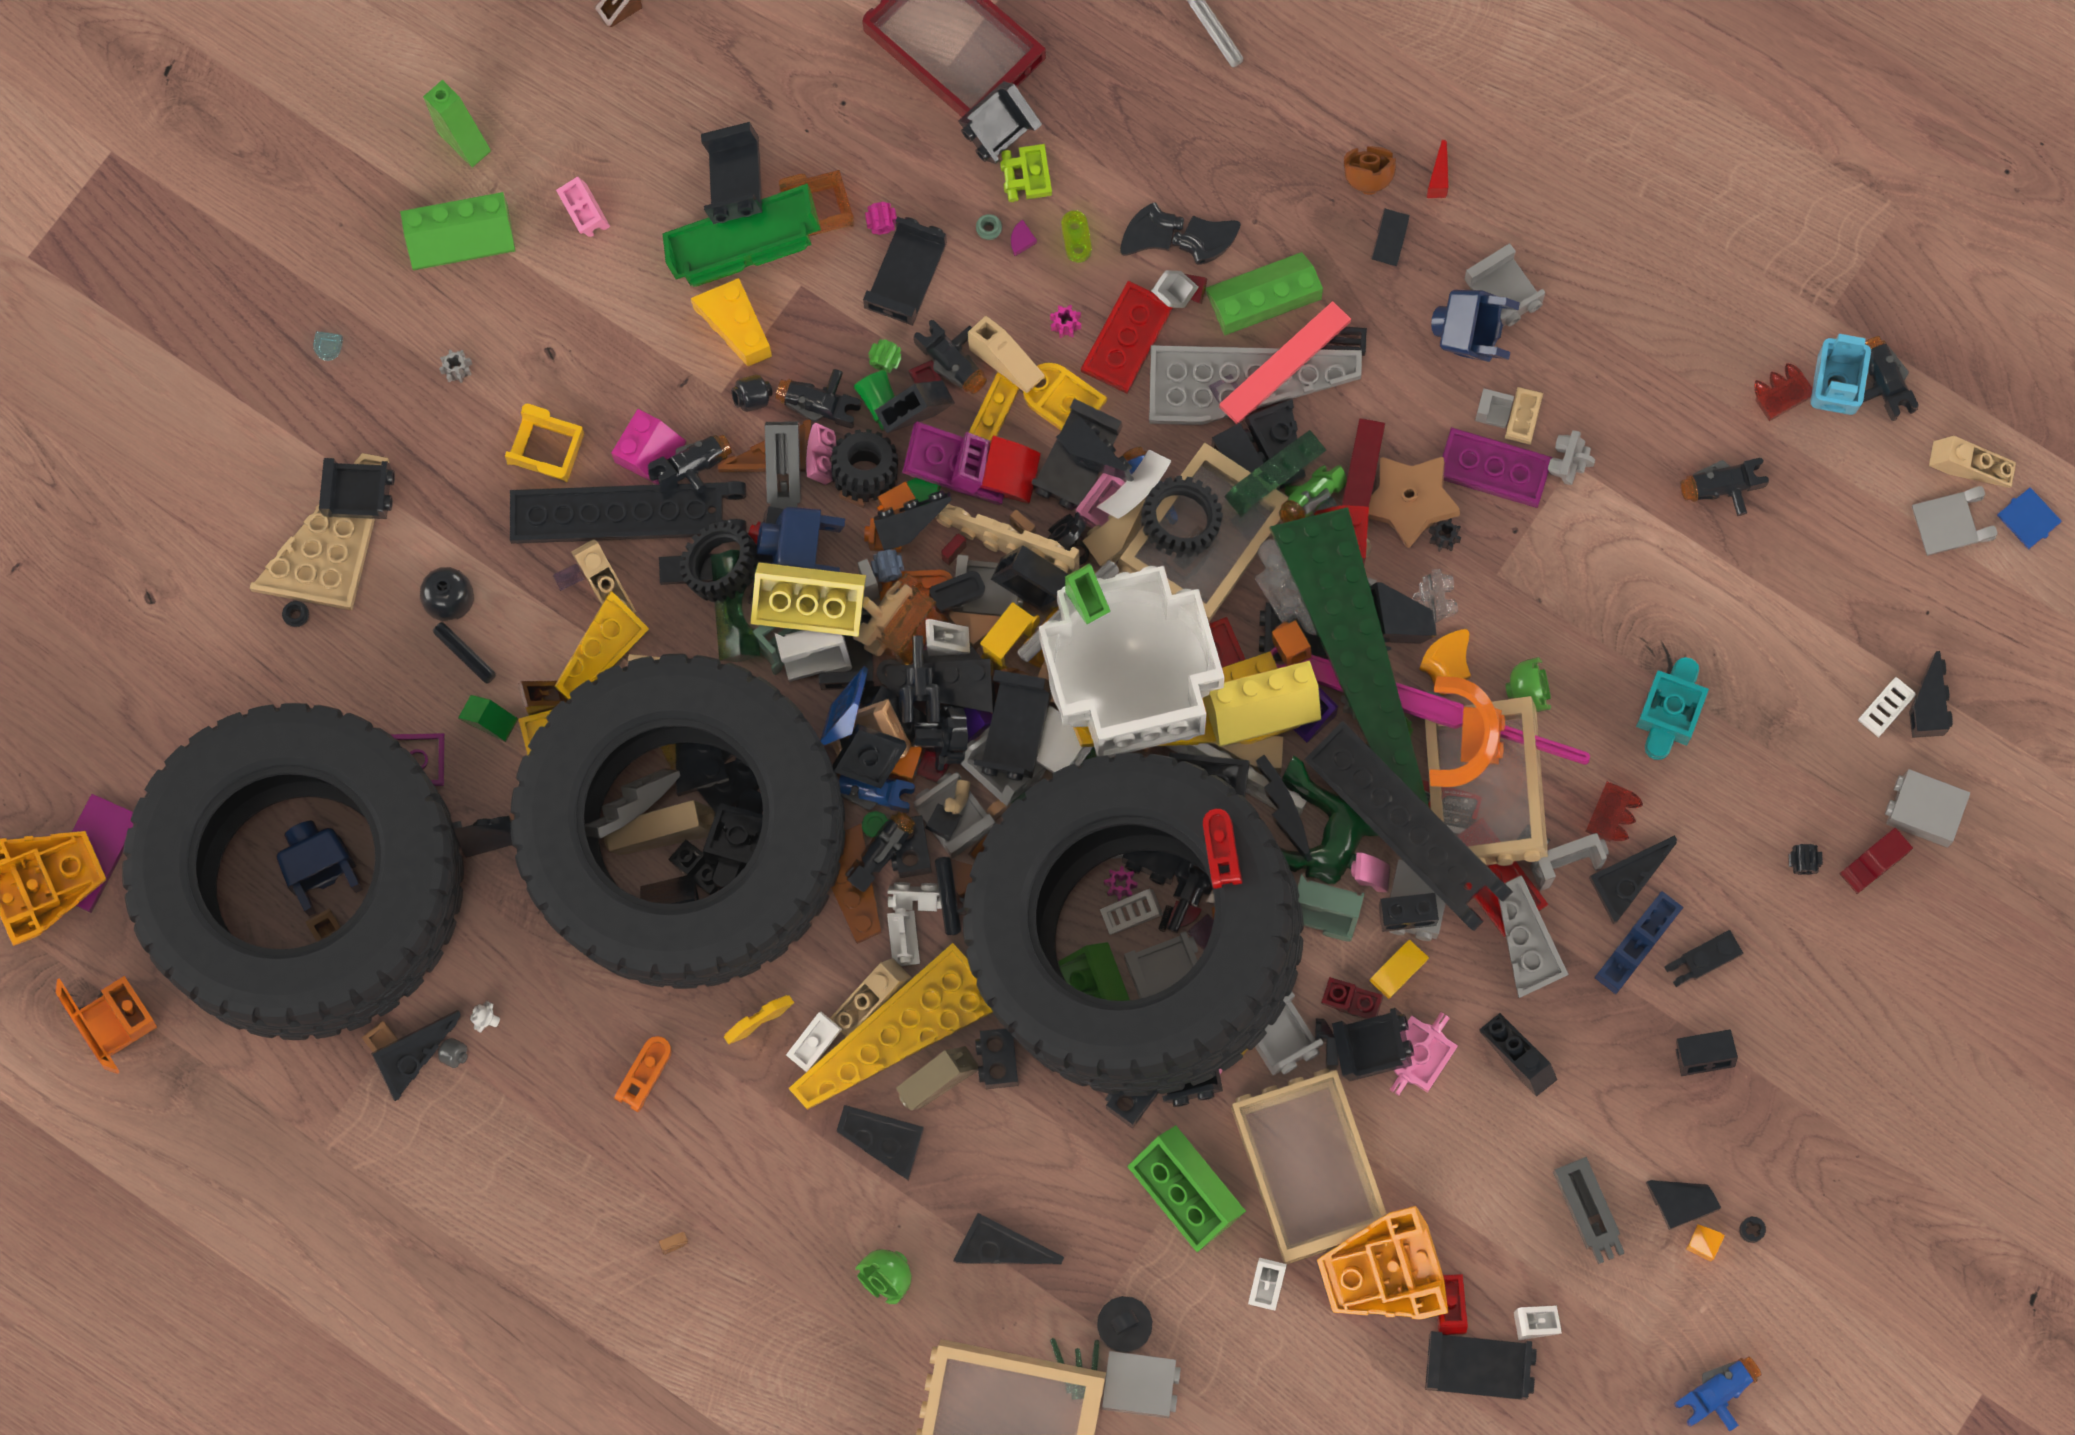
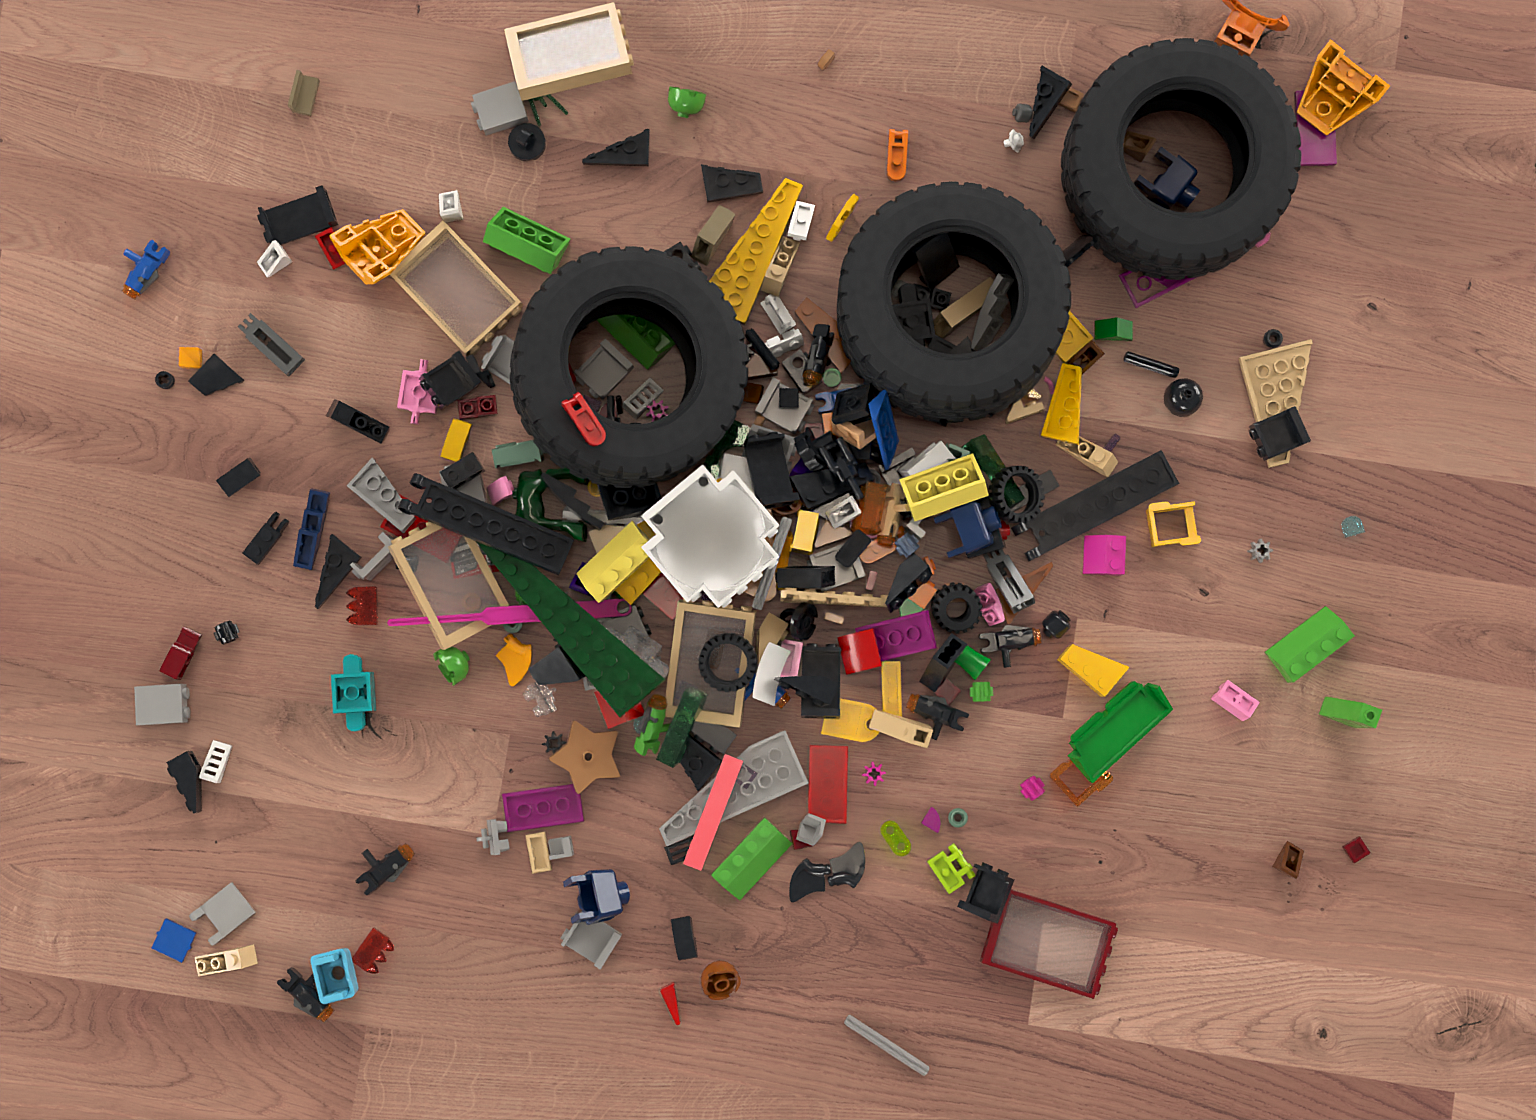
camera: 150 degrees right, 10 degrees up
(689, 462) = (1073, 555): black piece -> none
(733, 172) = (1146, 770): black panel -> none
(906, 271) = (997, 759): black panel -> none
(961, 798) = (785, 409): tan arm -> none
(964, 477) = (878, 634): magenta slope -> none
(1086, 594) = (756, 558): bright green slope -> none
(1291, 643) = (619, 616): orange brick -> none
(1364, 463) = (628, 763): dark red tile -> none
(1479, 733) = (463, 599): orange piece -> none

